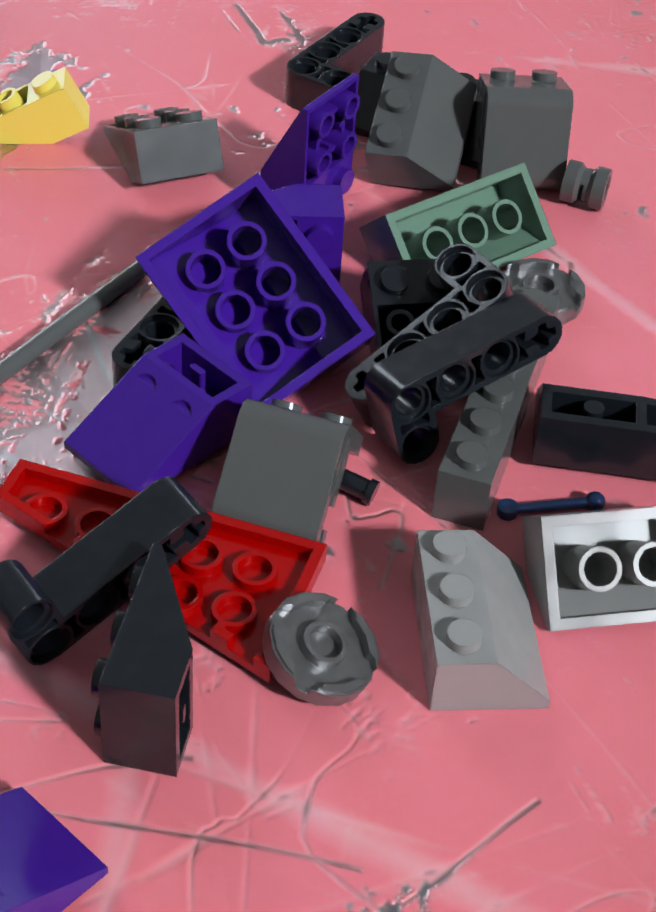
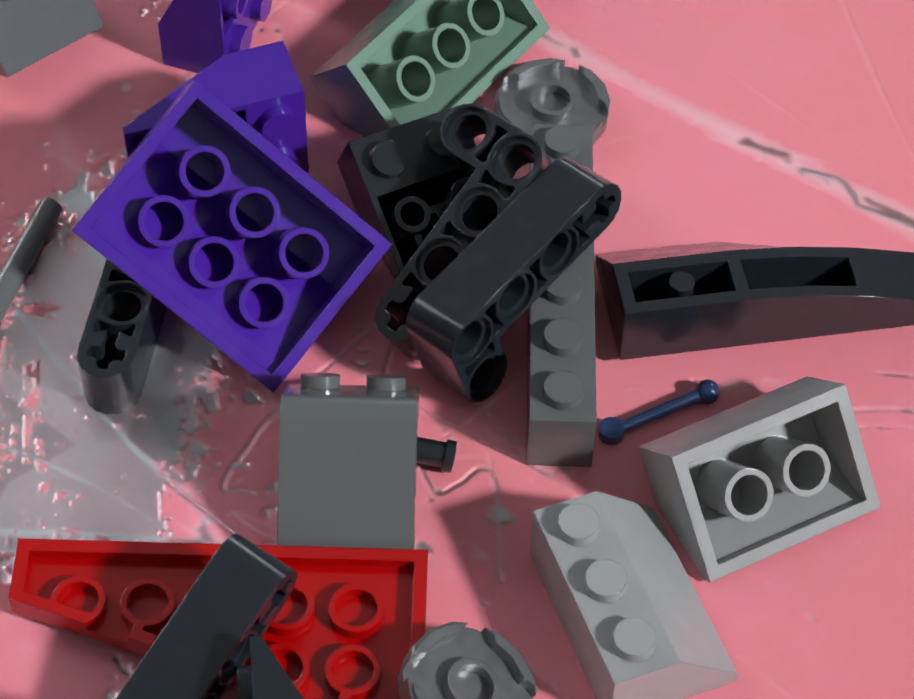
camera: 15 degrees left, 10 degrees up
(161, 416) = (170, 430): dark purple slope -> none

